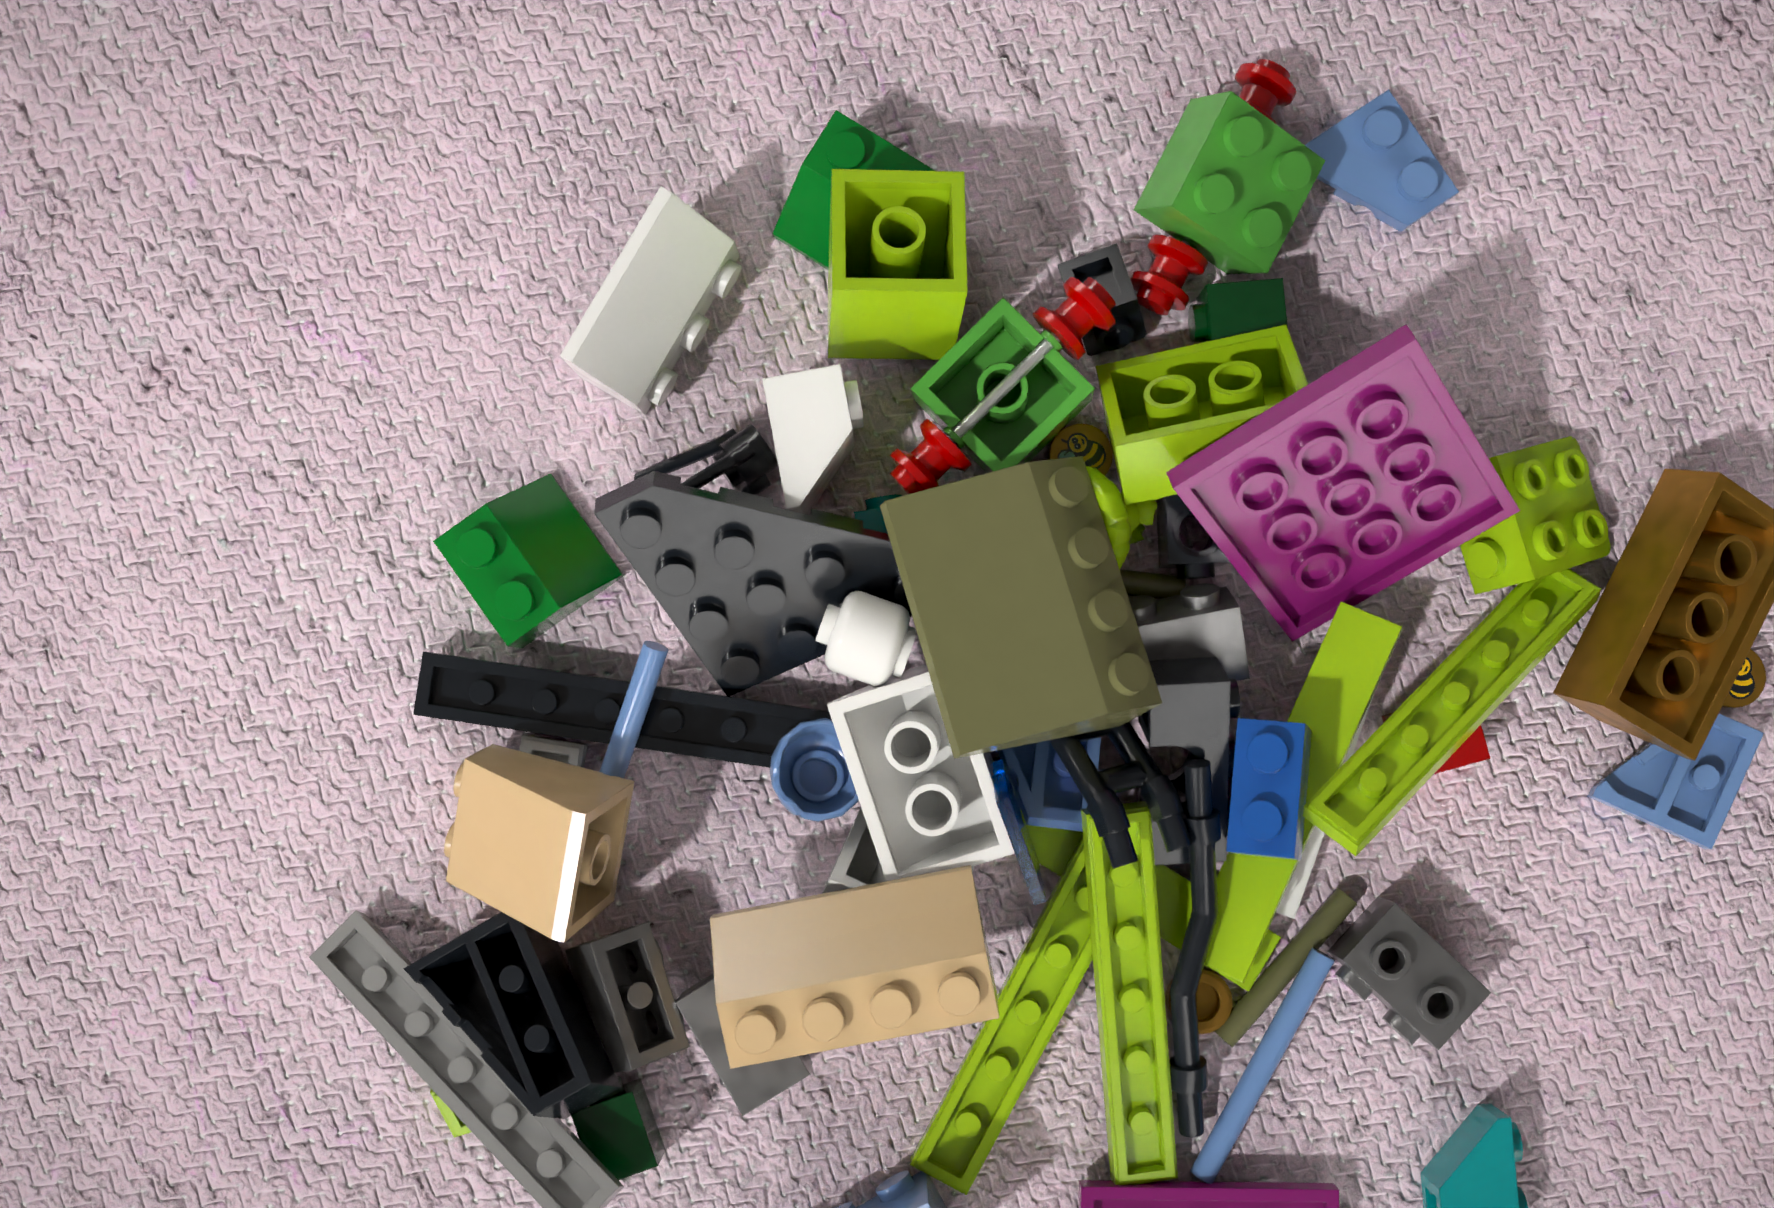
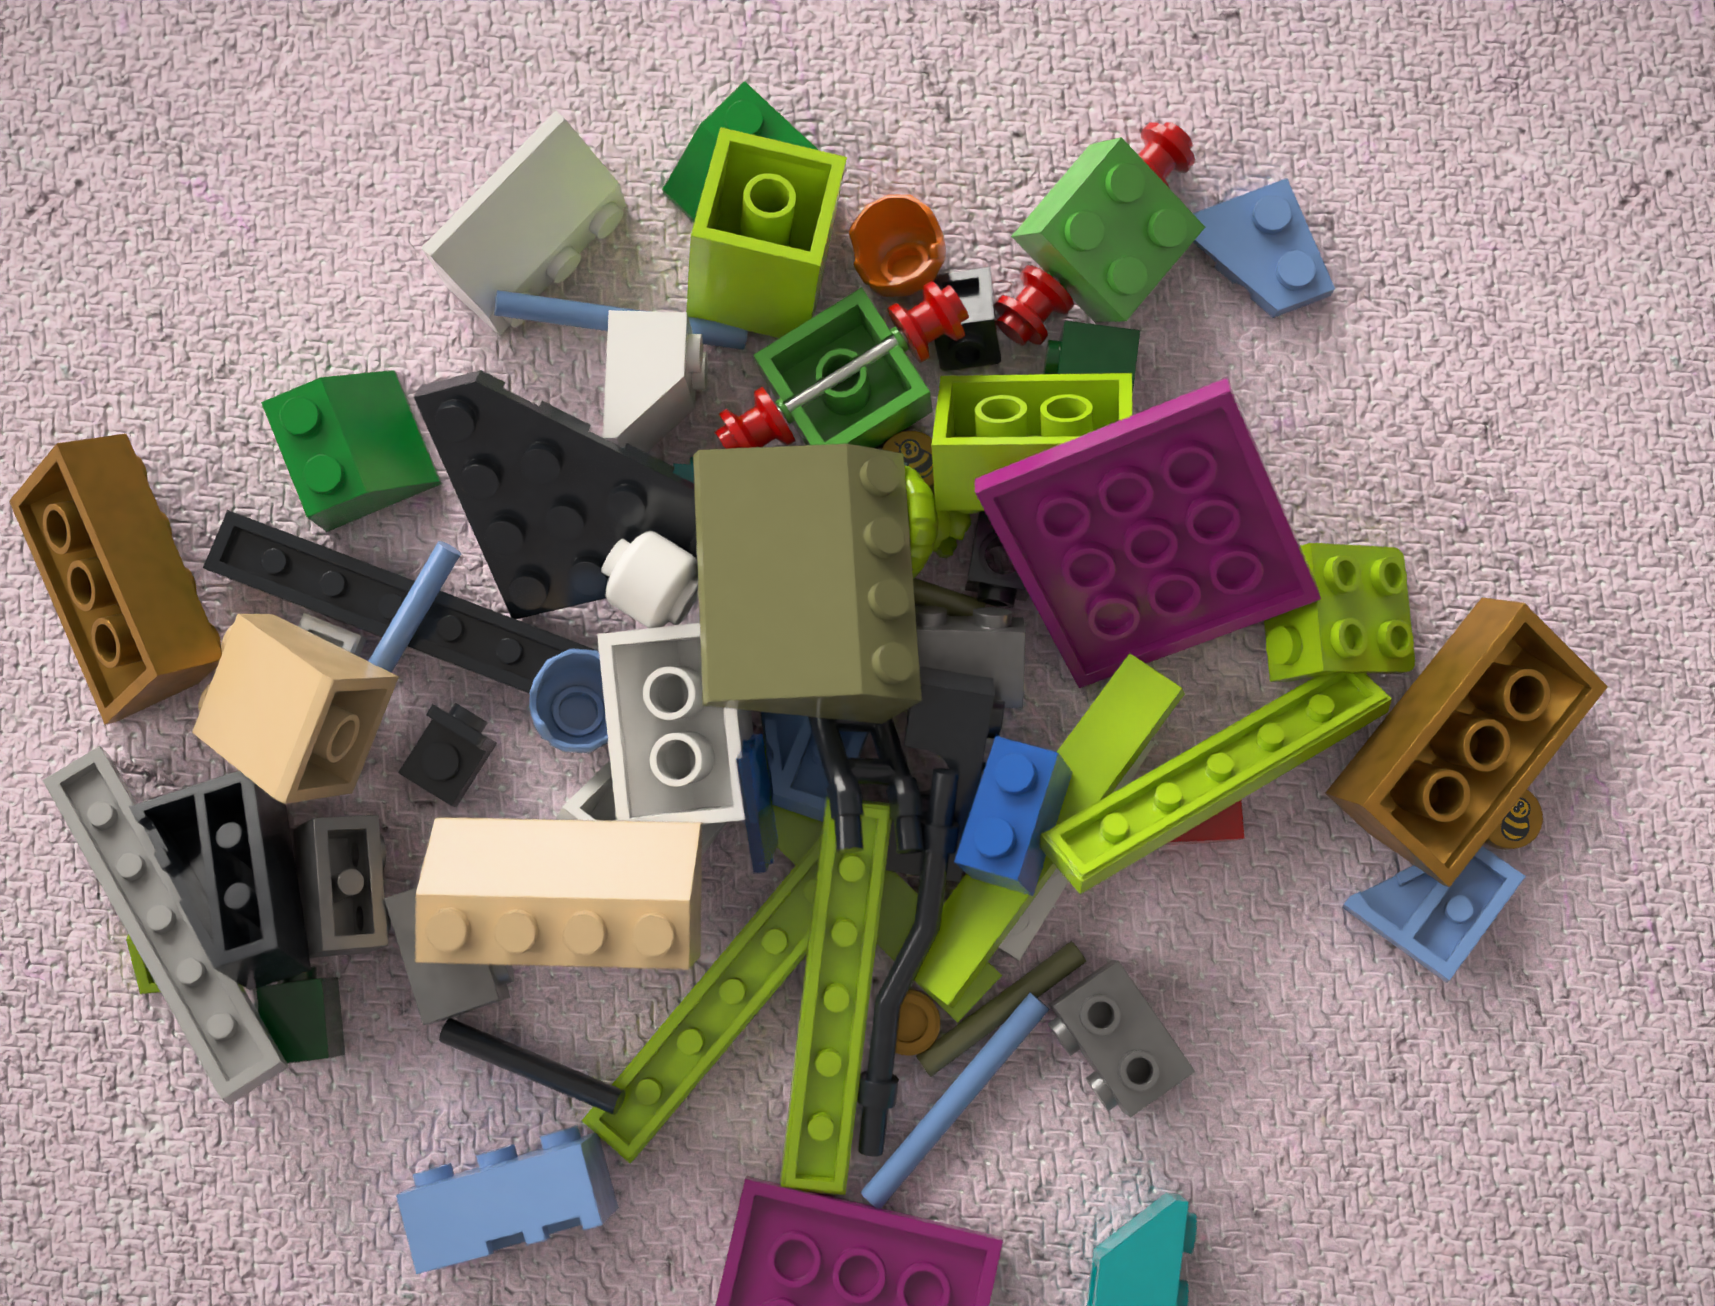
camera: 15 degrees right, 5 degrees down
(328, 739) = (115, 575): none -> pearl gold slope
(697, 841) = (449, 753): none -> black bracket
(737, 456) = (576, 389): black plant -> none
(750, 378) = (596, 317): none -> medium blue bar
(853, 1125) = (532, 1066): none -> black bar
(1022, 243) = (897, 245): none -> orange hair

